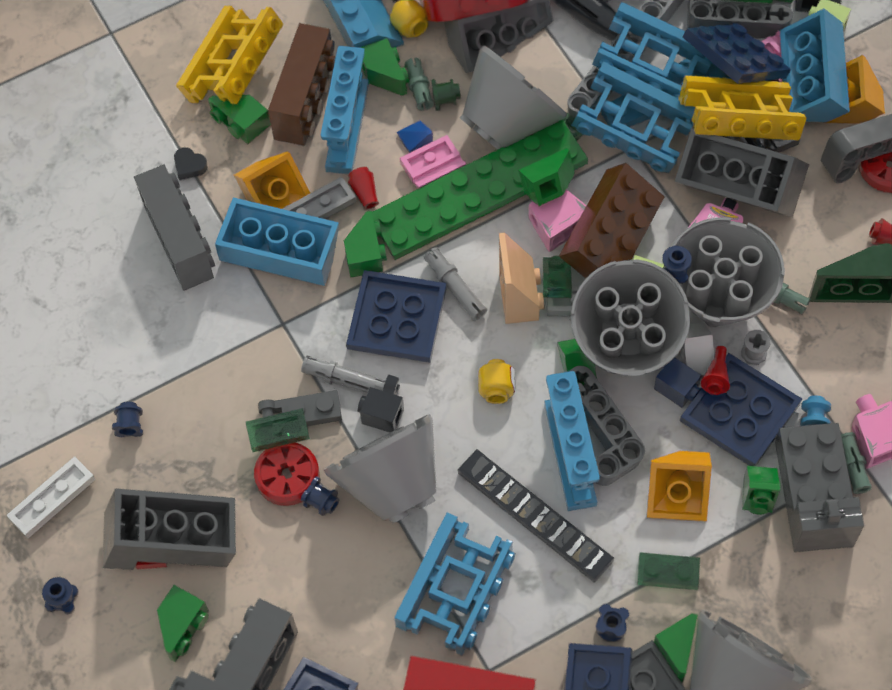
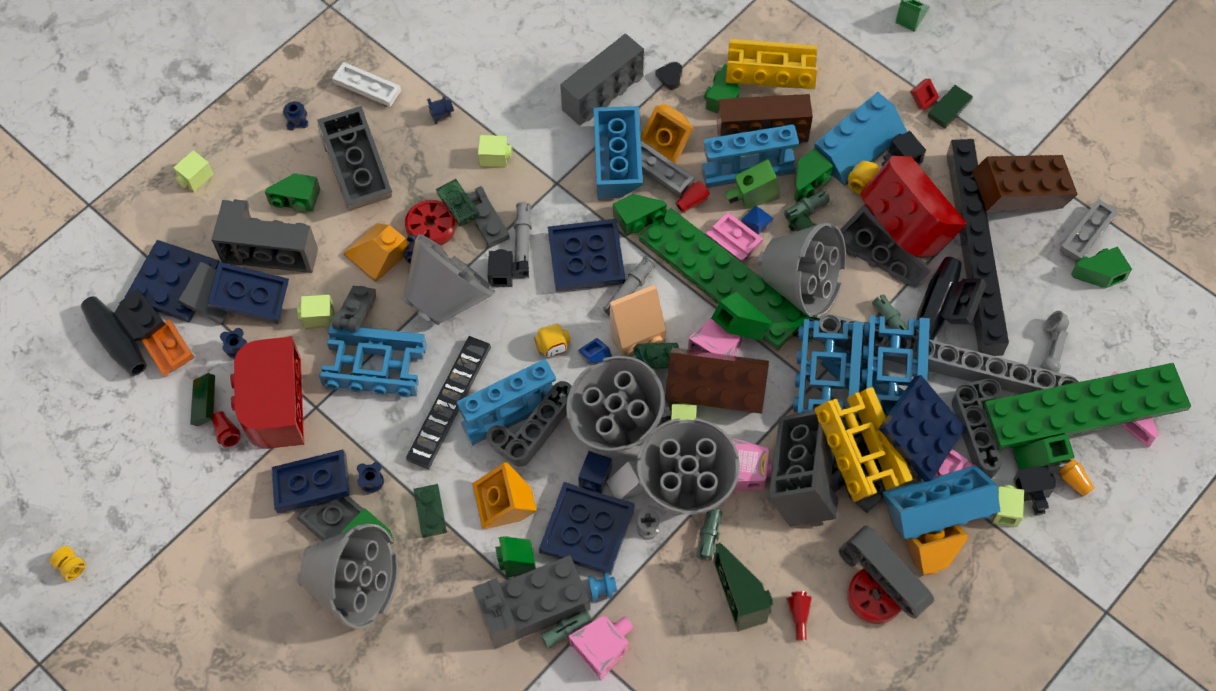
camera: 70 degrees right, 0 degrees up
(216, 375) = (494, 151): none -> yellowish green brick
(299, 543) = (377, 250): none -> light orange slope
(362, 634) = (316, 311): none -> yellowish green brick
(380, 119) = (755, 186): none -> bright green torso
(380, 585) = (354, 308): none -> dark grey plate
(523, 342) = (595, 351): none -> blue slope
(579, 51) = (892, 316): none -> sand green pin
(676, 262) = (675, 426): dark blue brick -> none
(716, 377) = (603, 496): red cone -> none

